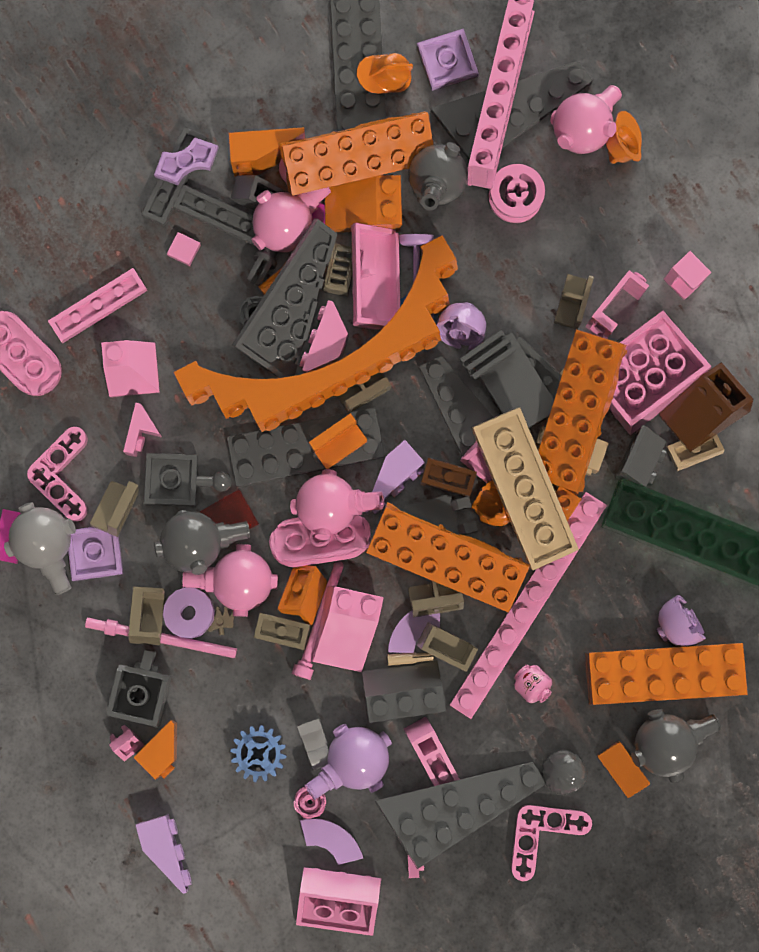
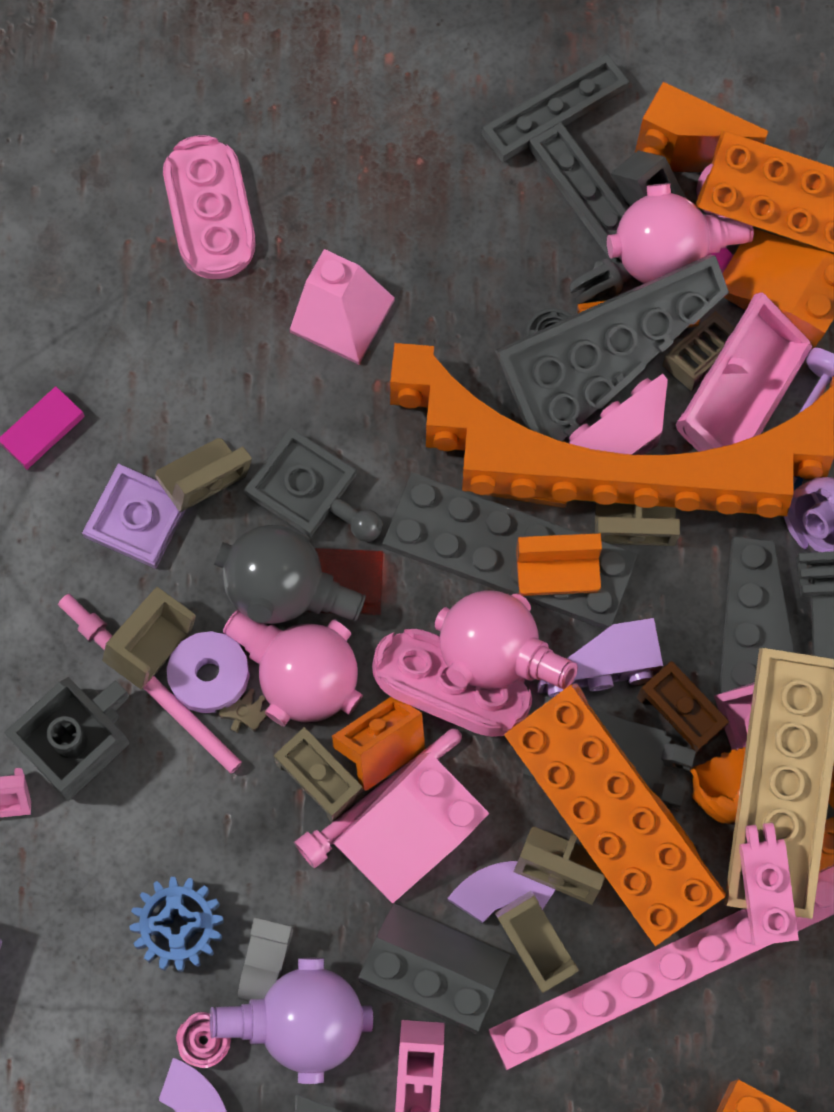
camera: 35 degrees right, 10 degrees down
(41, 541) = (75, 451): light grey piece -> none
(53, 469) = (153, 377): bright pink beam -> none
(97, 305) = (350, 206): bright pink plate -> none
(139, 424) = (305, 387): bright pink slope -> none
(160, 752) = (45, 834): orange slope -> none
(183, 249) = (509, 204): bright pink tile -> none
(196, 156) = (599, 96): lavender tile -> none
(408, 658) = (472, 926): tan piece -> none
(533, 684) = (628, 1075): bright pink head -> none
(548, 549) = (768, 887): none -> bright pink hinge

